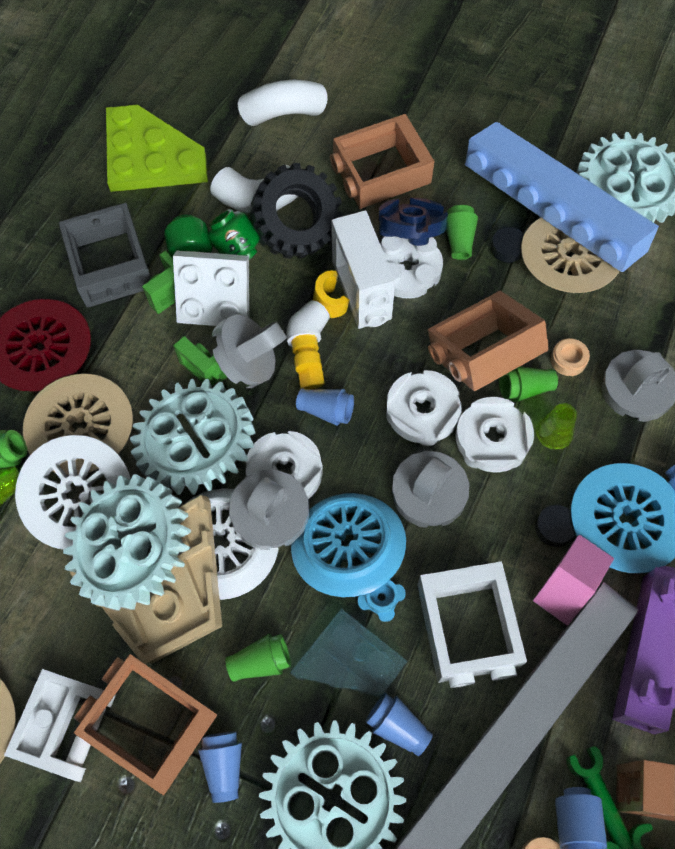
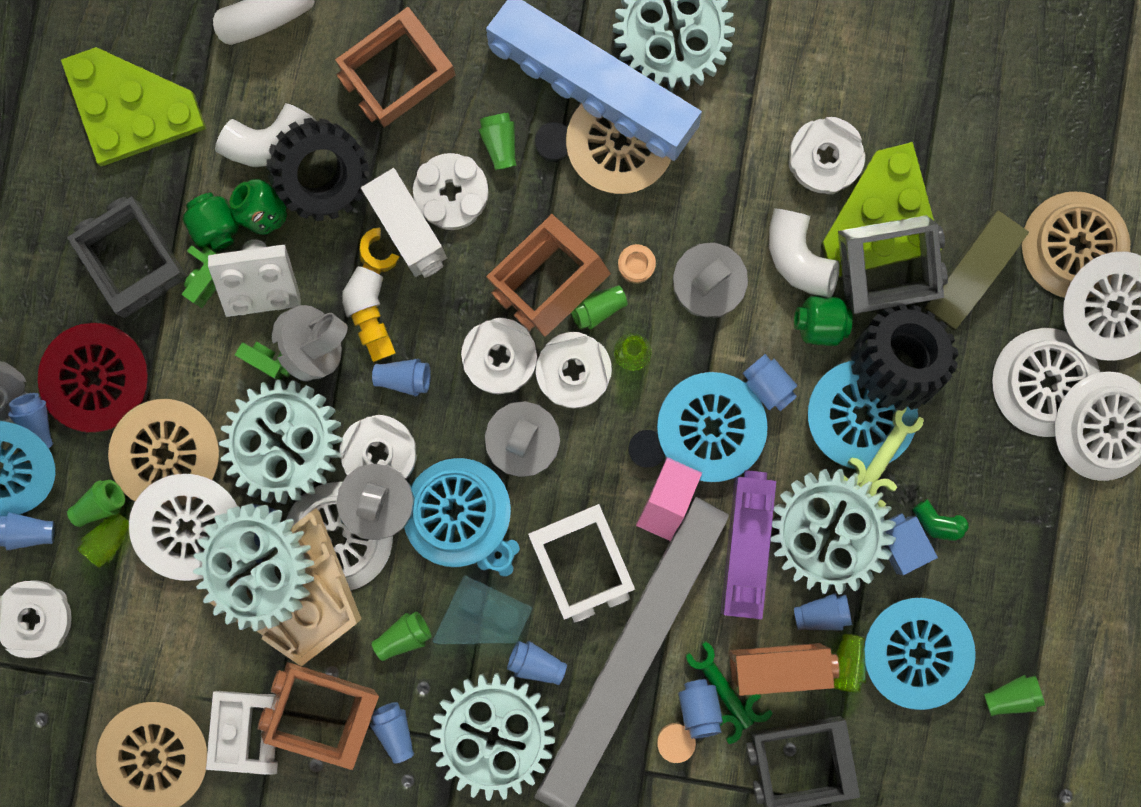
camera: 15 degrees left, 20 degrees up
(412, 221) = (449, 159): dark blue plate -> none

